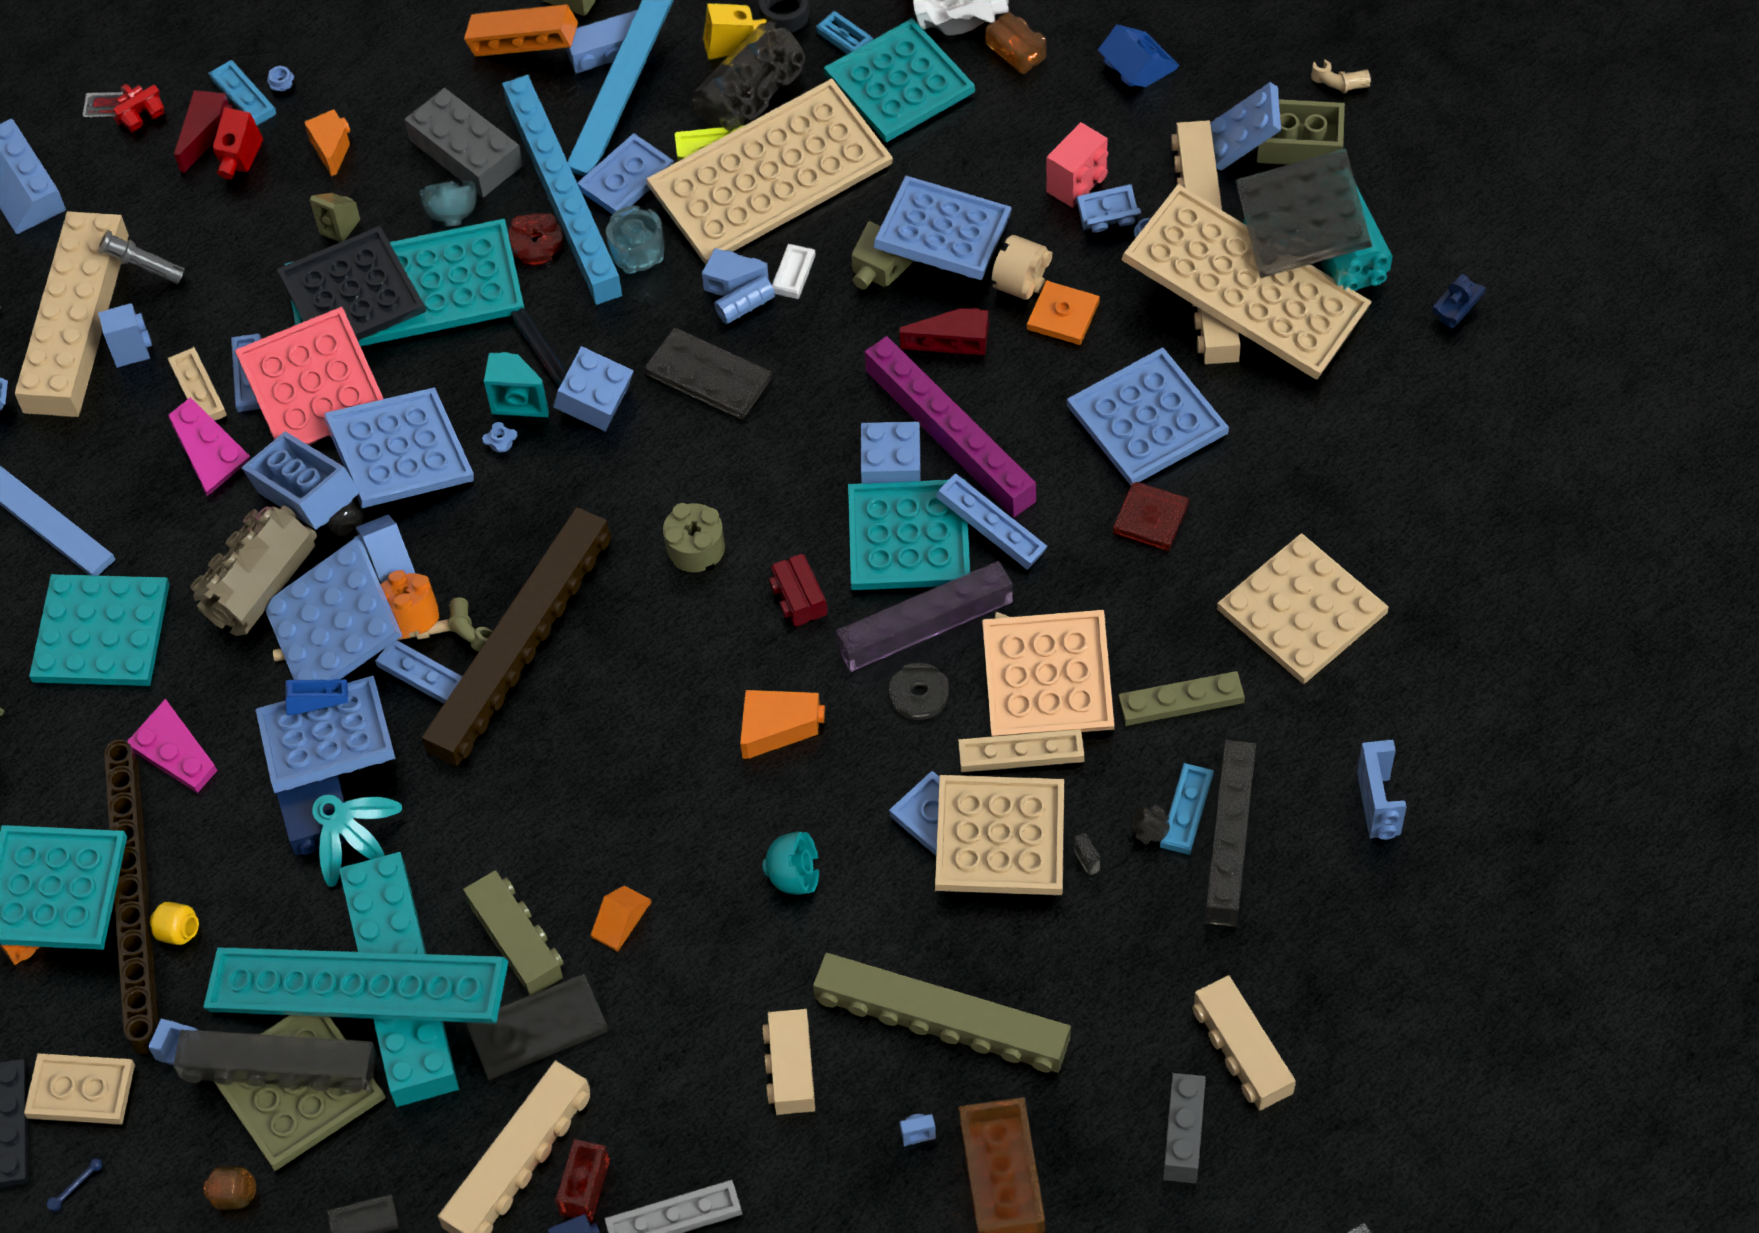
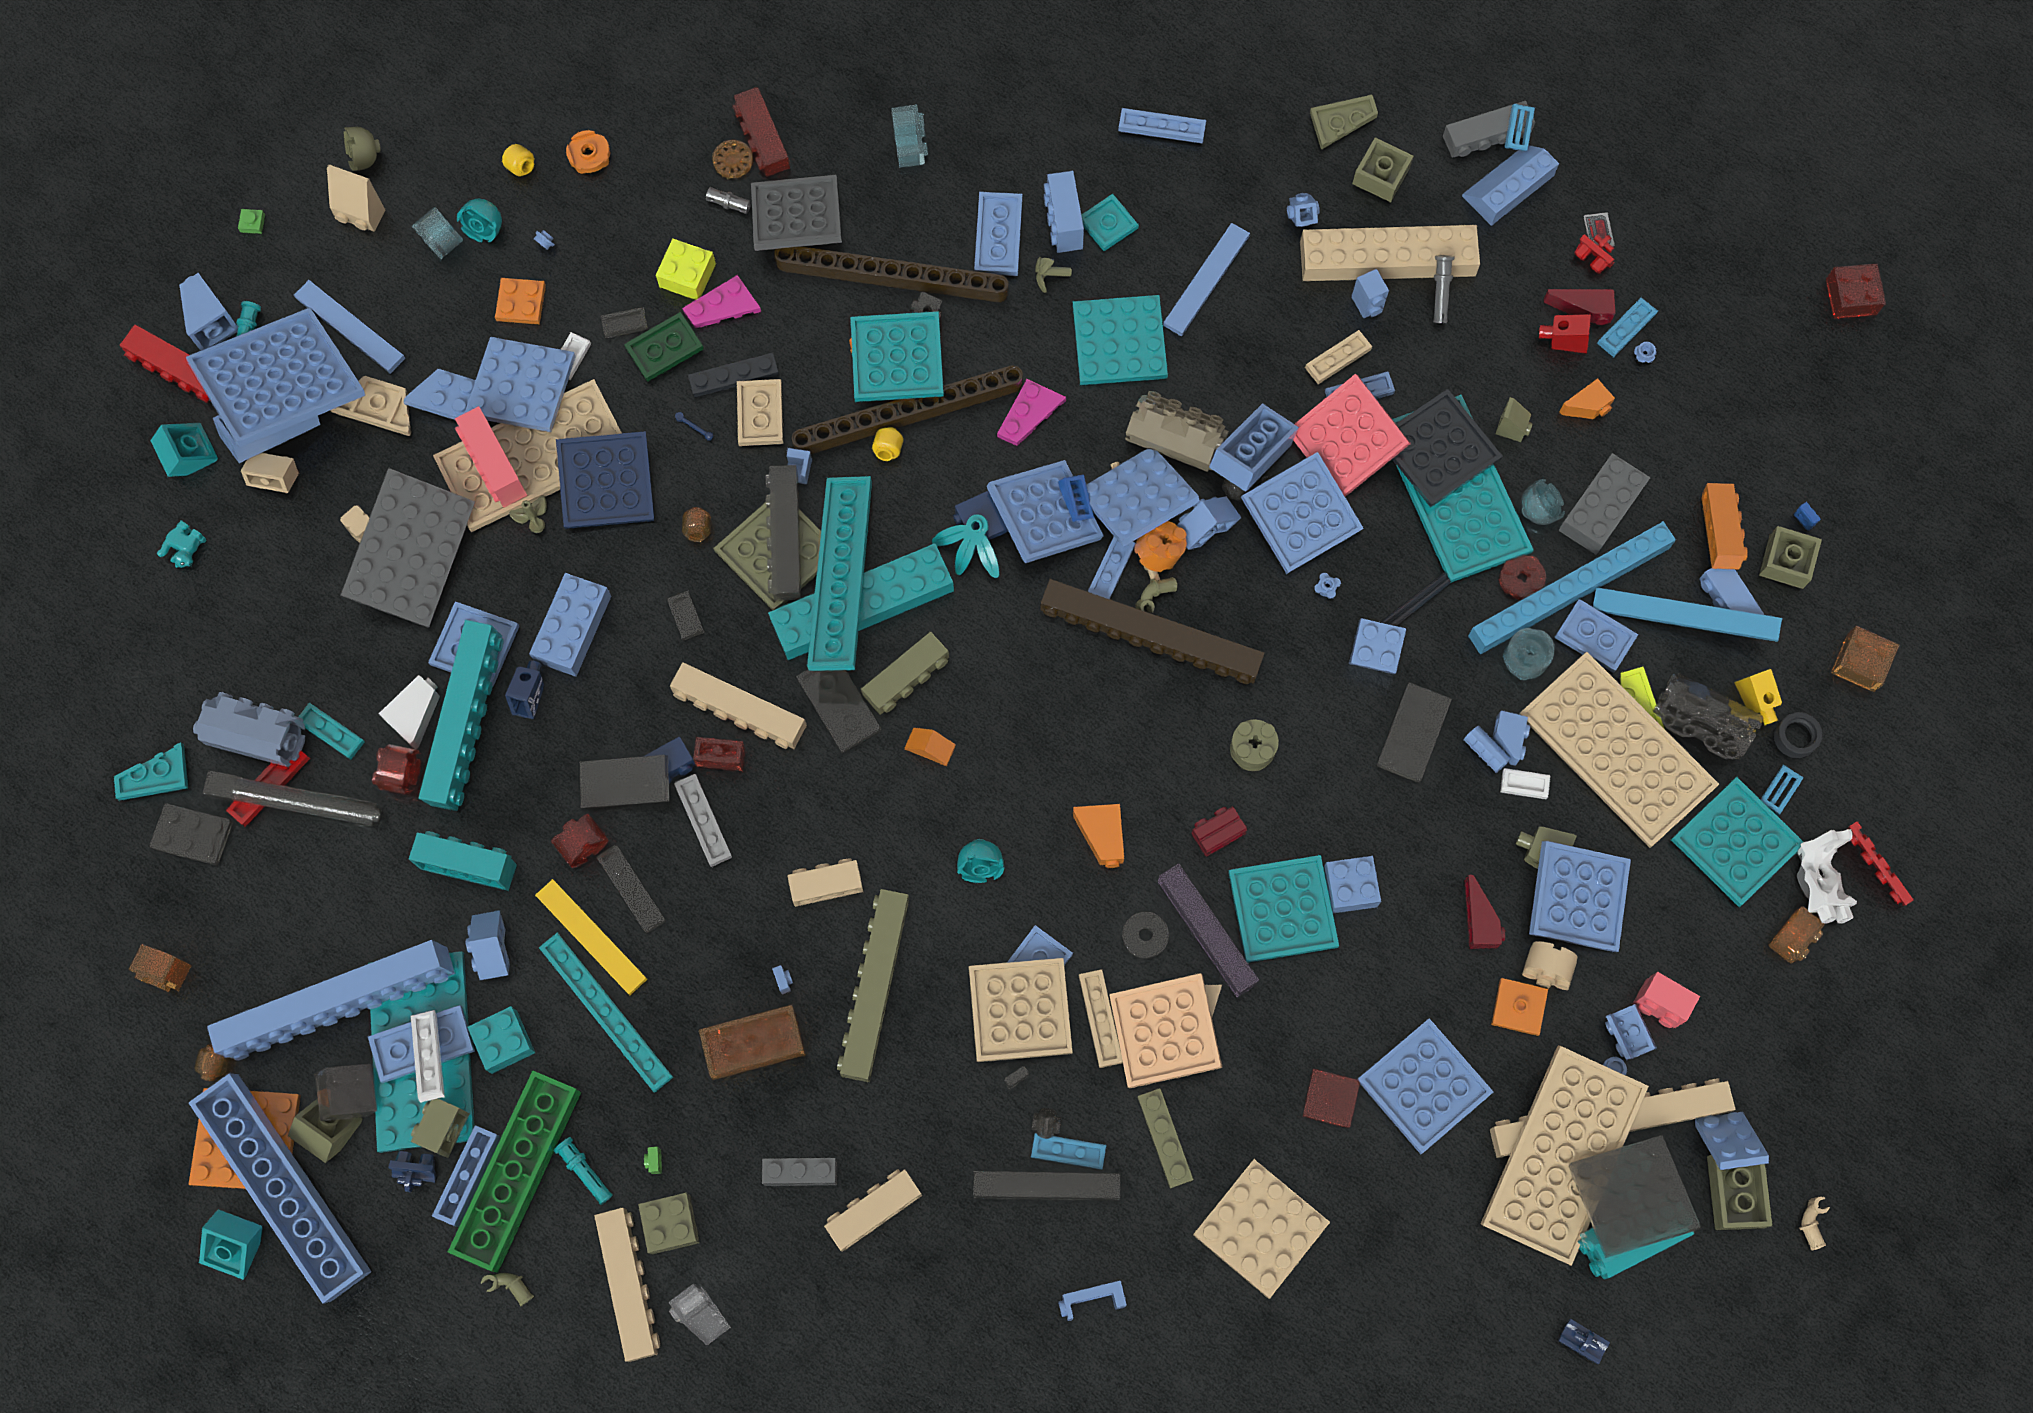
camera: 80 degrees right, 15 degrees up
(208, 446) = (1284, 376): dark pink wing -> none
(514, 387) = (1368, 584): teal slope -> none
(950, 426) = (1387, 927): magenta brick -> none
(991, 521) = (1299, 970): medium blue plate -> none
(1136, 56) = (1802, 1041): blue slope -> none

